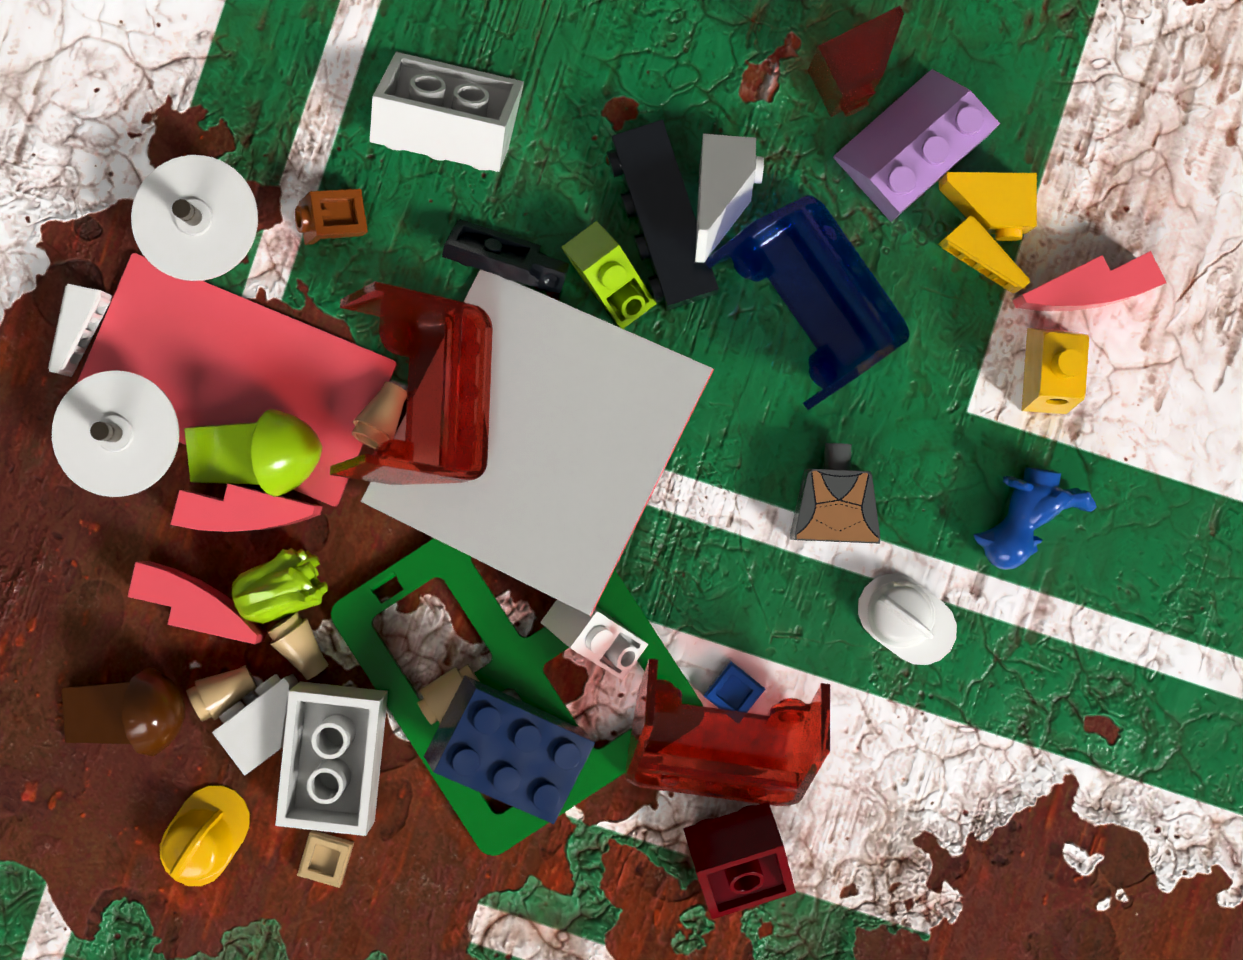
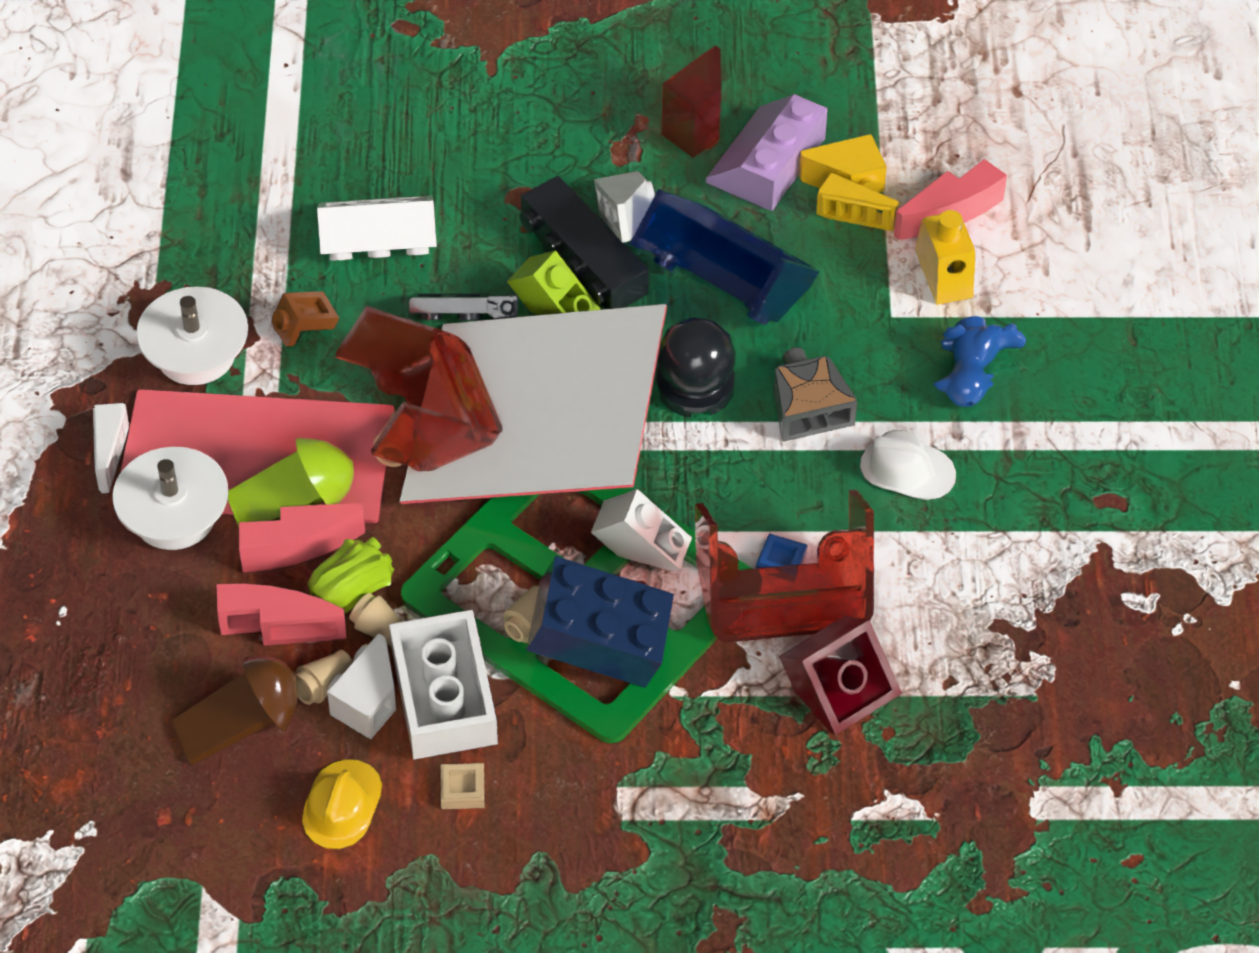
camera: 15 degrees left, 35 degrees down
(726, 435) = (696, 367): none -> black tile

